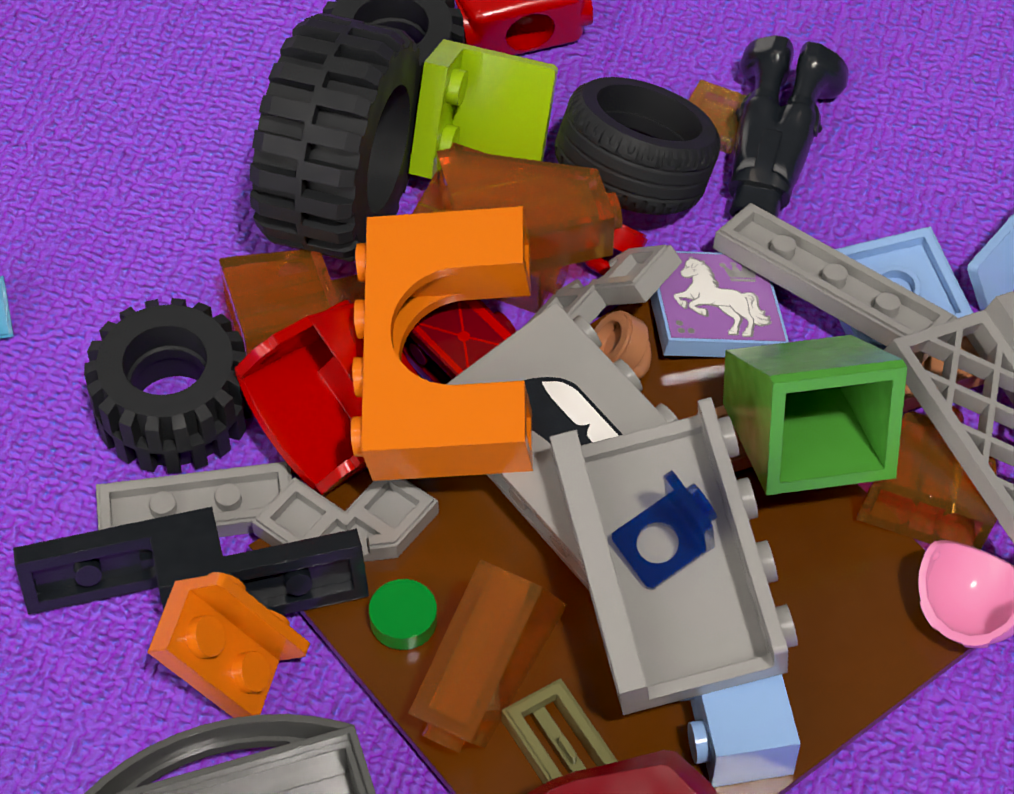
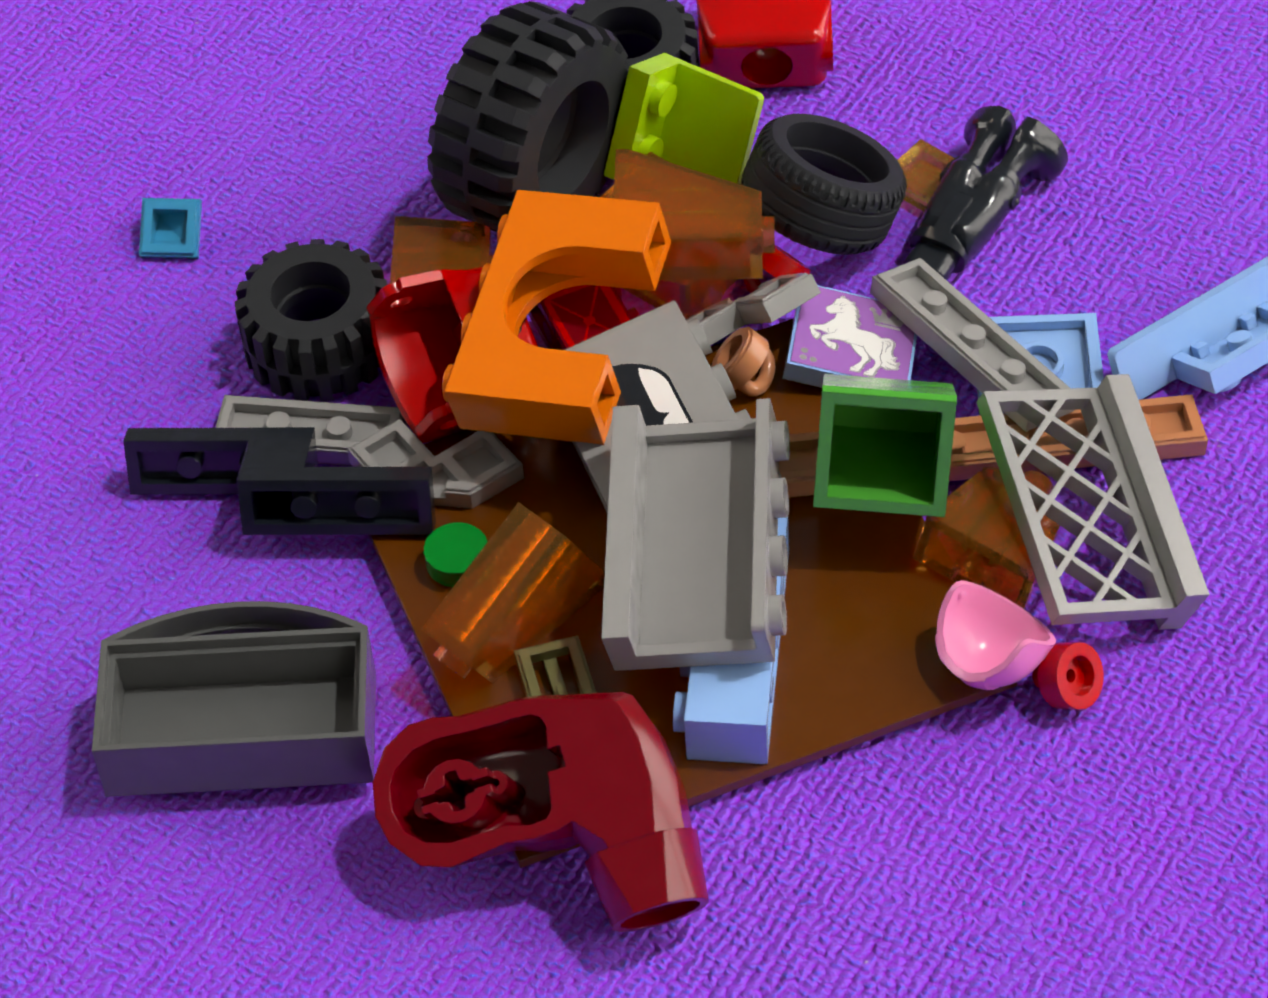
camera: 20 degrees right, 5 degrees down
(224, 642) = (284, 539): orange bracket -> none
(685, 513) = (714, 498): clear blue bracket -> none

